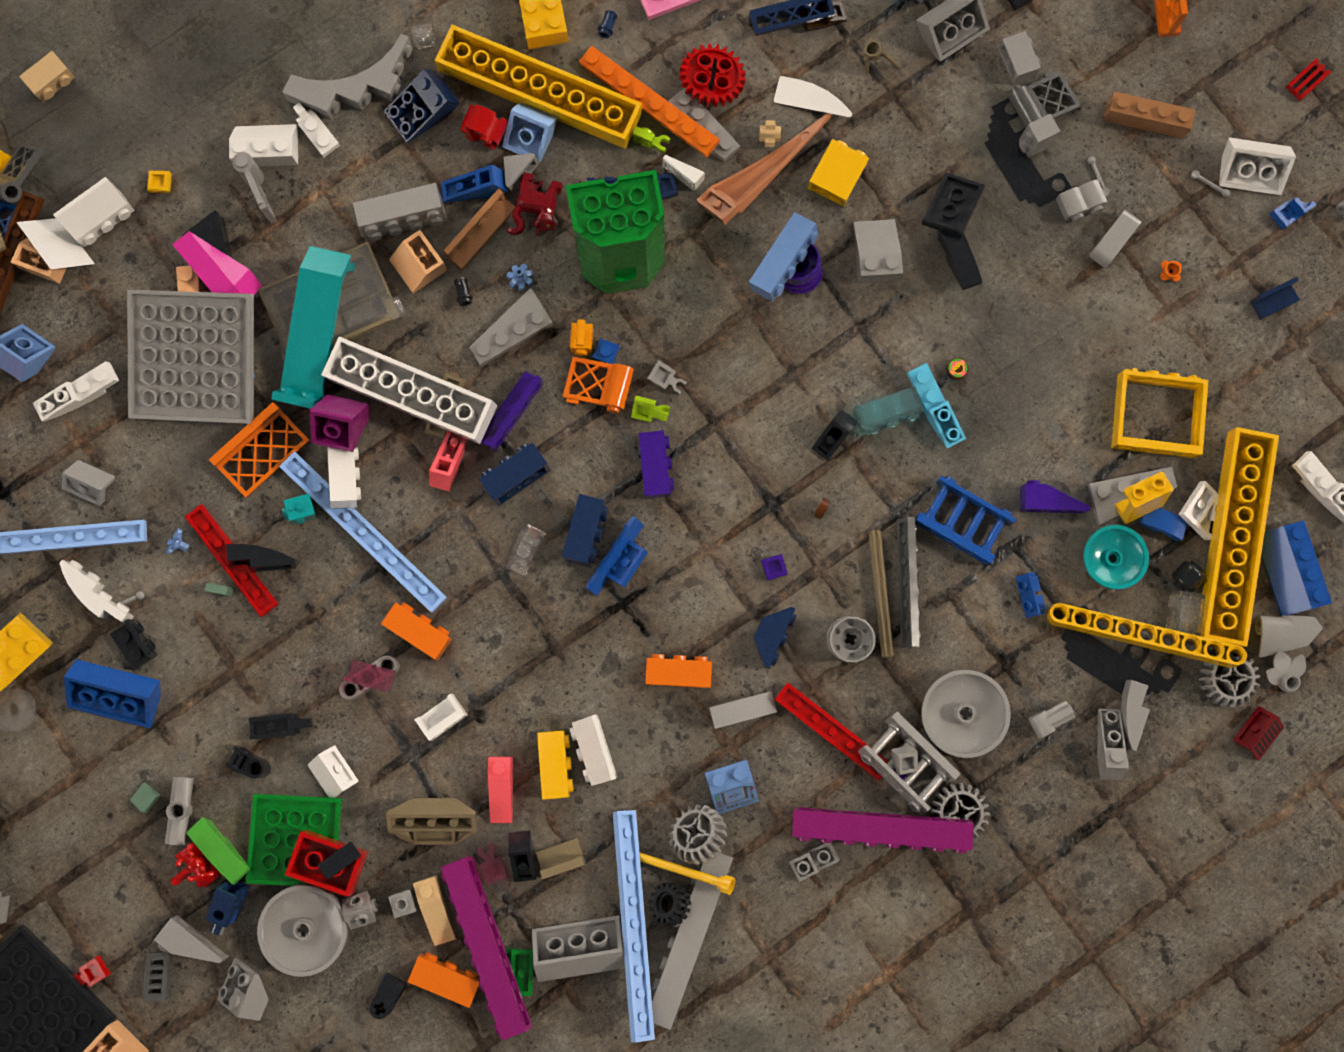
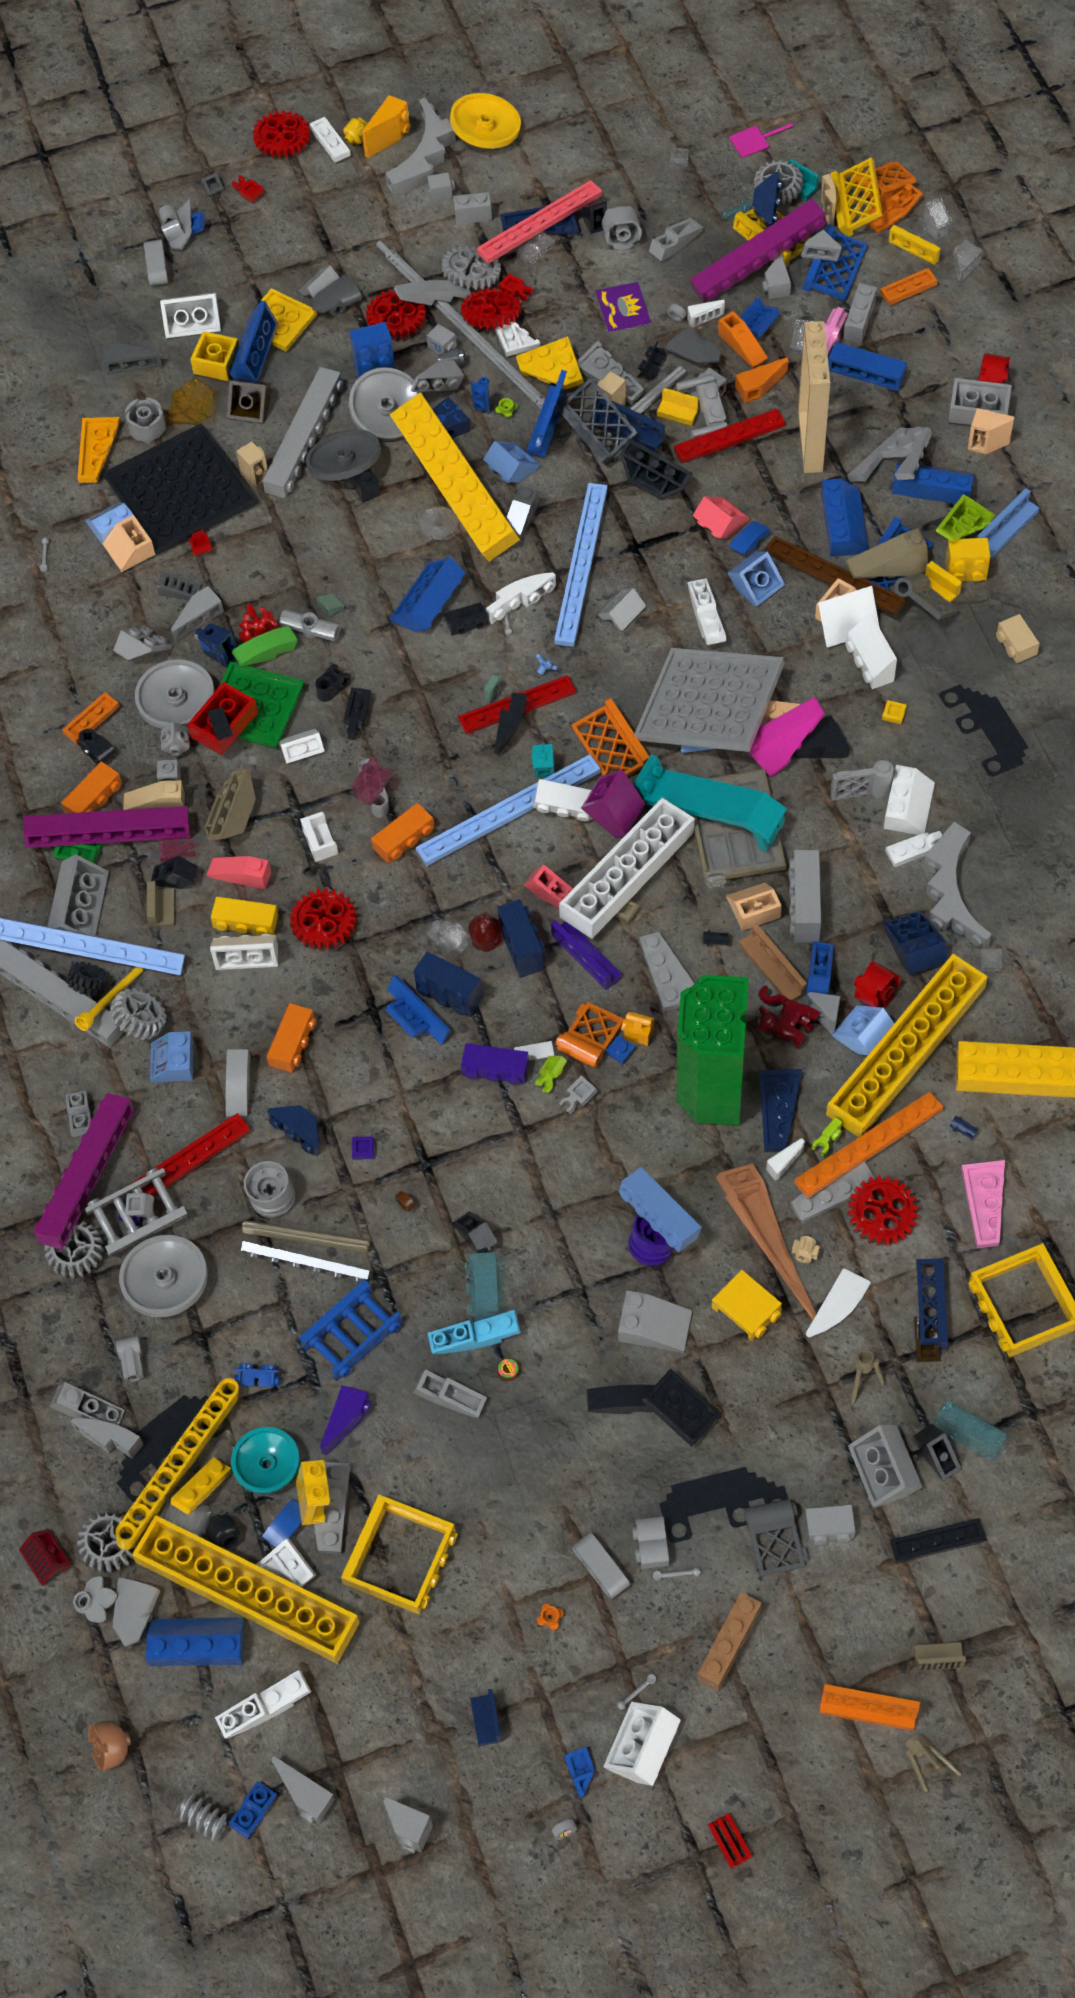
camera: 110 degrees right, 20 degrees down
(148, 86) = (996, 724): none -> black piece
(349, 1015) = (91, 717): none -> orange plate
(512, 514) = (483, 932): none -> clear red helmet
(516, 681) = (323, 919): none -> red gear
(627, 434) = (538, 1050): none -> white sticker
(998, 413) = (449, 1394): none -> light grey slope
(1039, 135) = (731, 1509): light grey brick -> none
(1157, 608) = (200, 1486): none -> yellow plate

